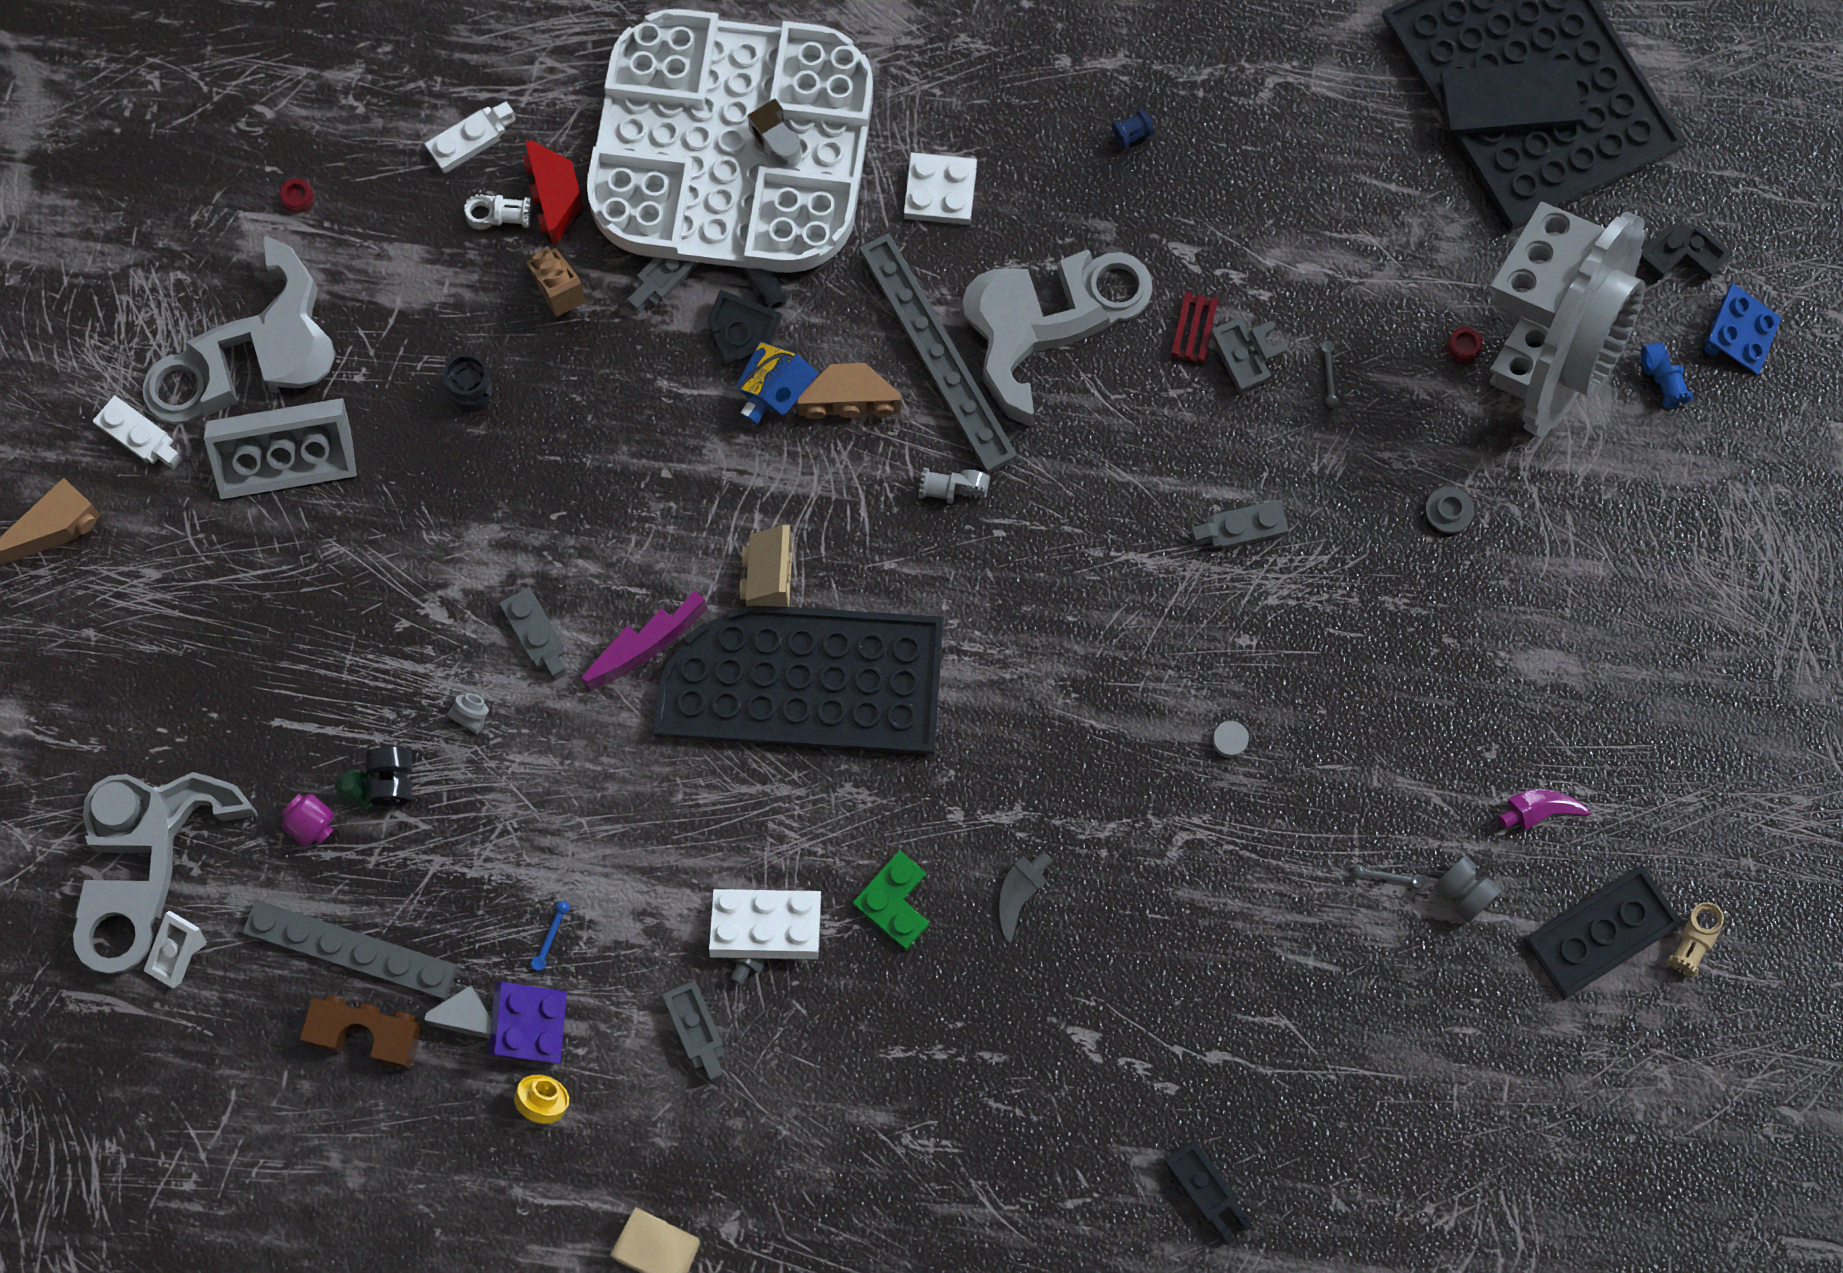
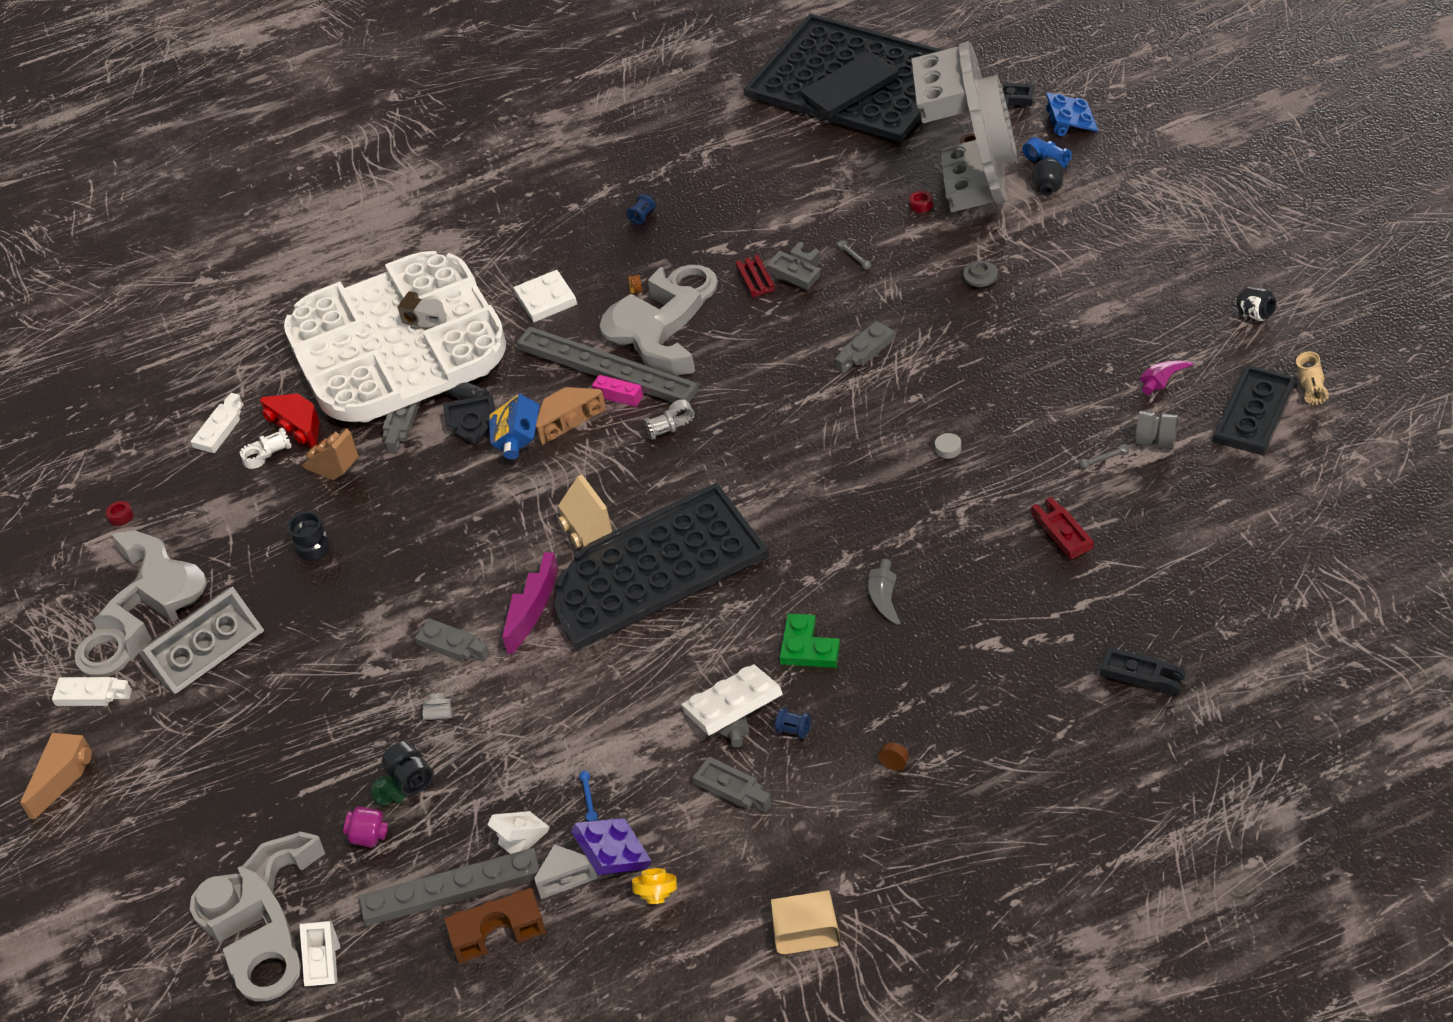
camera: 25 degrees left, 25 degrees down
(453, 933) = (517, 830): none -> white slope
(808, 997) = (793, 723): none -> dark blue bush
(880, 1113) = (893, 756): none -> reddish brown tile
(927, 398) = (619, 390): none -> dark pink piece
(1052, 242) = (635, 283): none -> clear orange piece
(1266, 948) = (1063, 528): none -> dark red hinge
(1636, 415) = (1047, 176): none -> black head
(1722, 786) = (1256, 303): none -> black head

